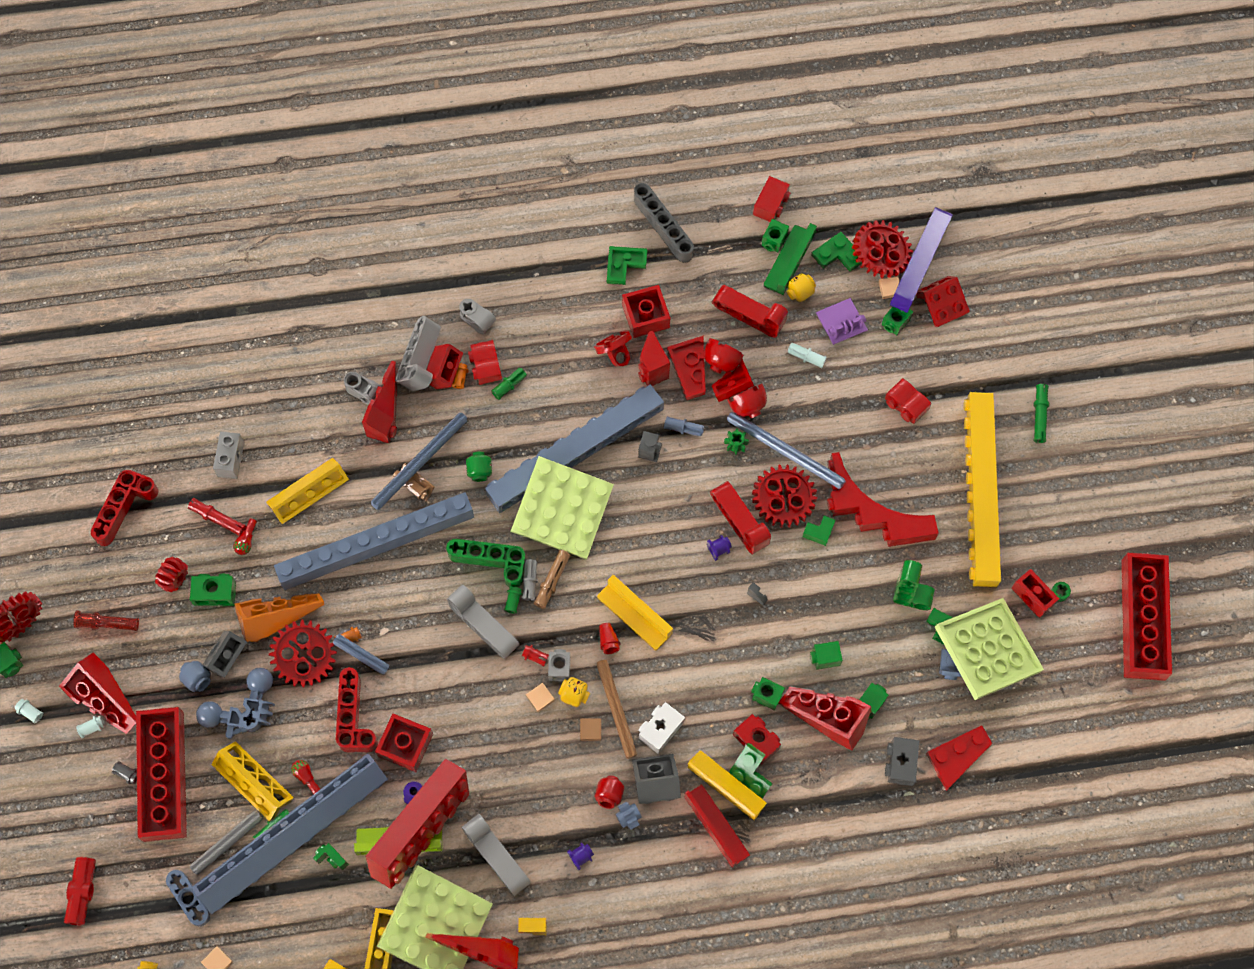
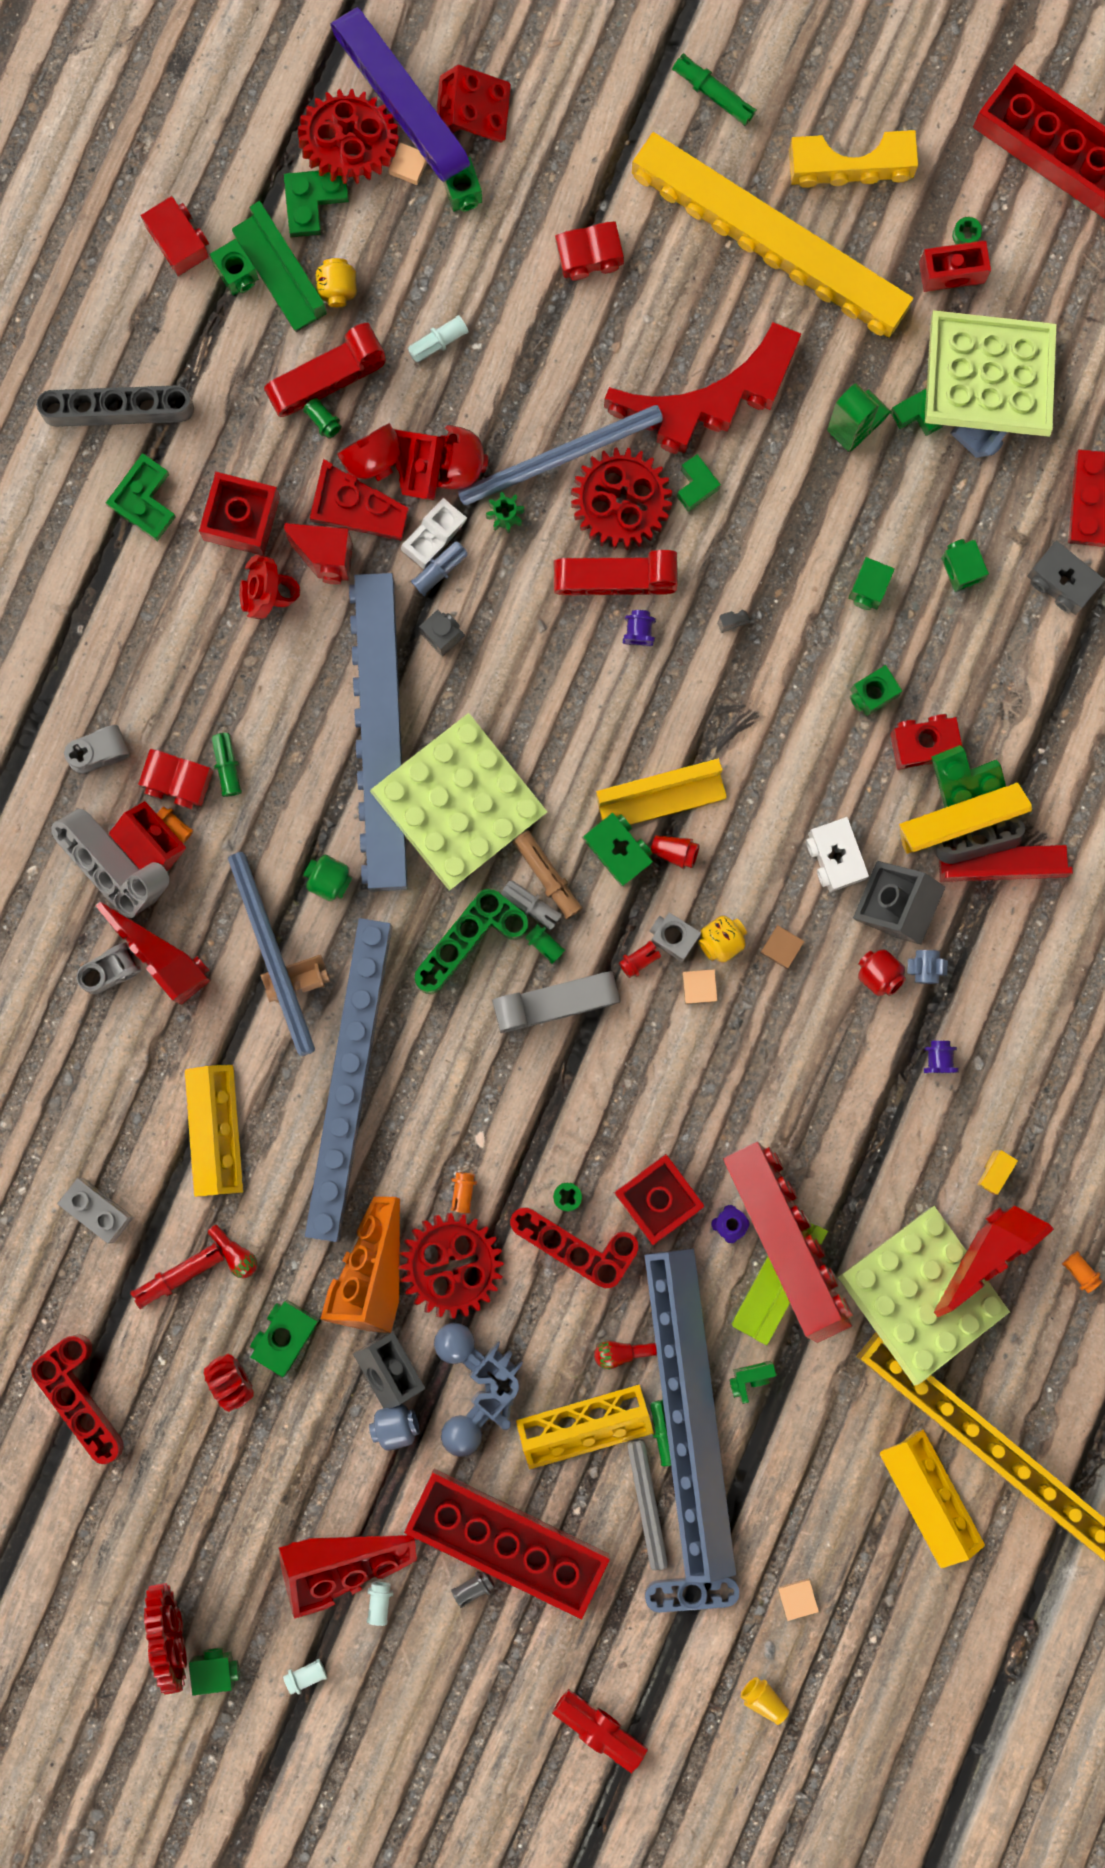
camera: 60 degrees left, 15 degrees up
(80, 620) = (230, 1521): clear red pin -> none
(361, 654) = (499, 1188): sand blue axle -> none
(374, 688) = (577, 1196): none -> green bush
(495, 854) = (877, 1165): light grey beam -> none
(589, 593) = (600, 842): none -> green brick
(616, 709) = (775, 897): medium nougat axle -> none
(700, 414) = (434, 533): none -> white slope
(723, 327) = (323, 419): none -> green pin
(728, 817) = (970, 849): none -> dark grey beam
(833, 716) = (955, 627): red wedge -> none
(842, 321) = (417, 260): medium lavender hinge -> none
(1071, 525) = (817, 163): none -> yellow arch

